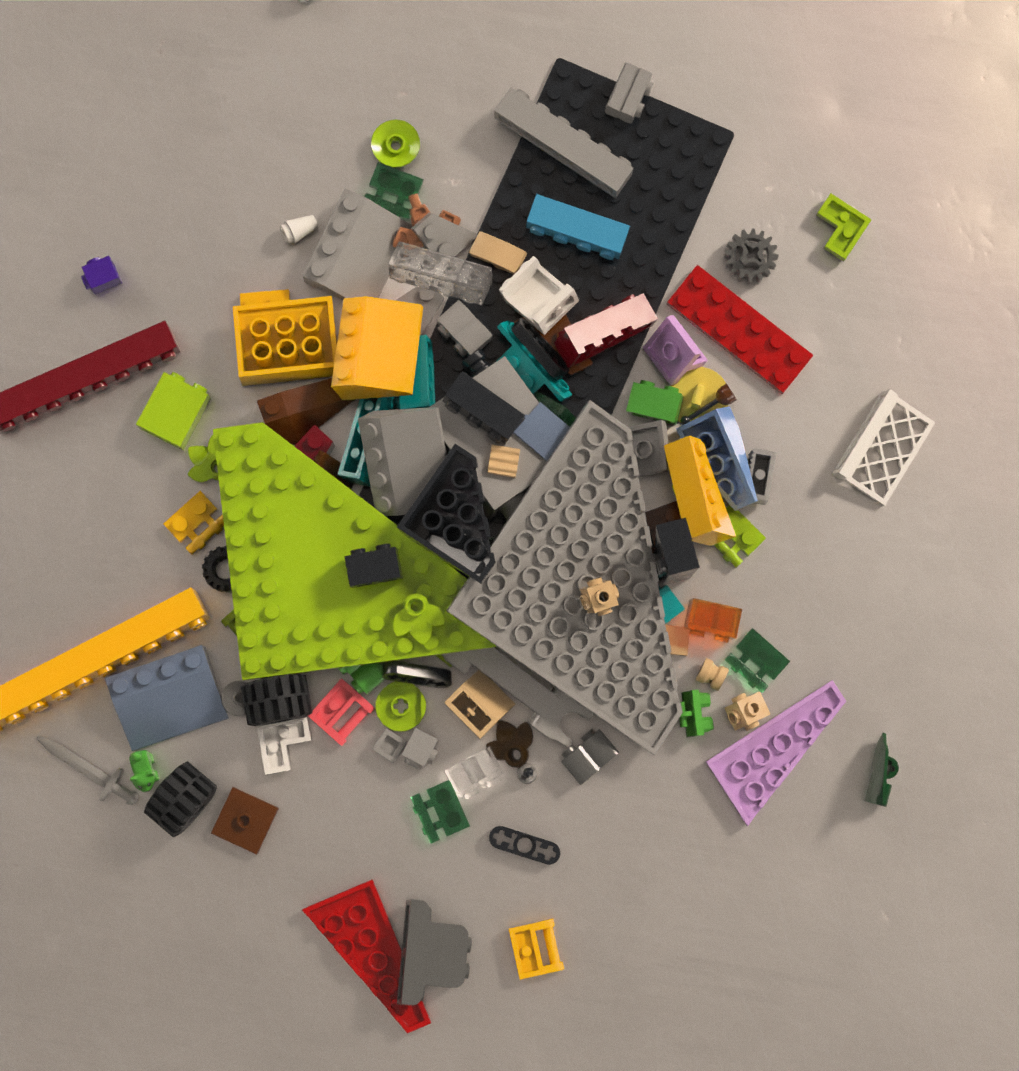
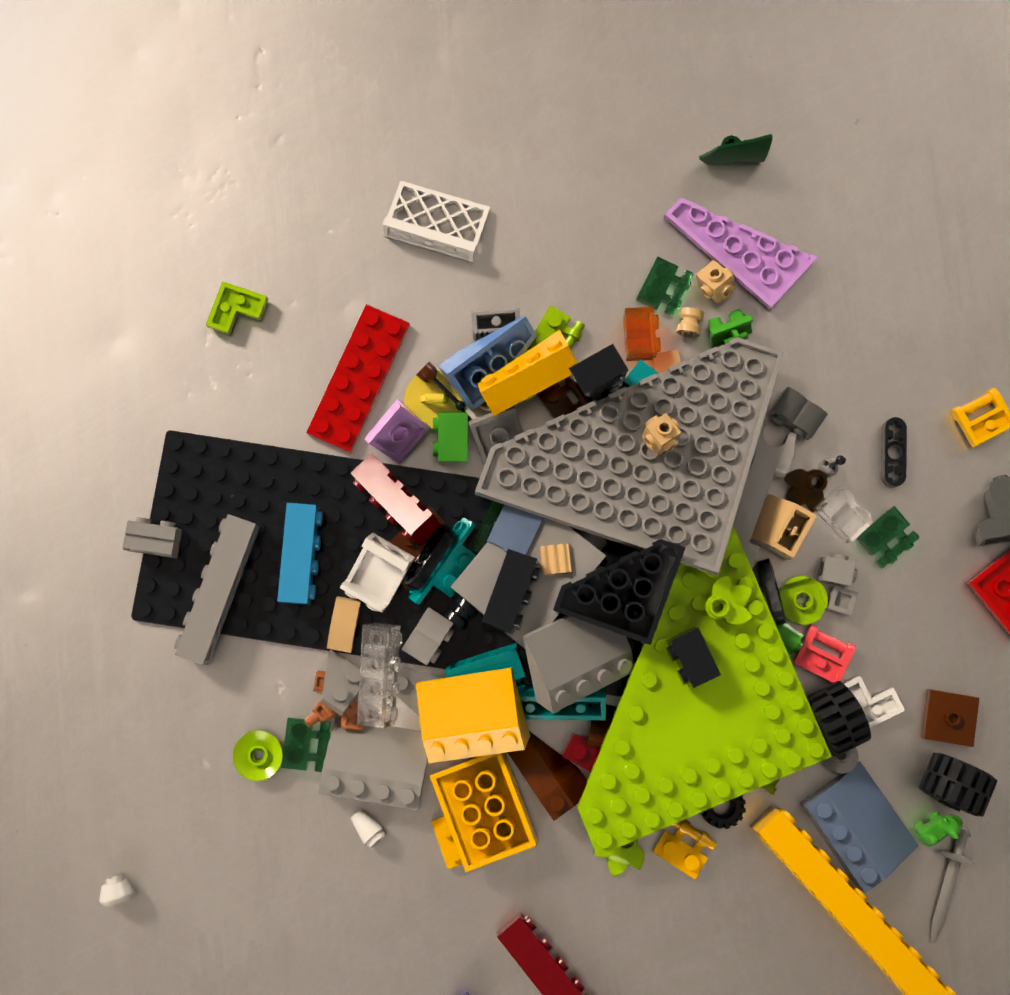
camera: 100 degrees left, 0 degrees up
(174, 410) = (582, 901): lime brick -> none
(757, 263) = (290, 376): dark grey gear -> none

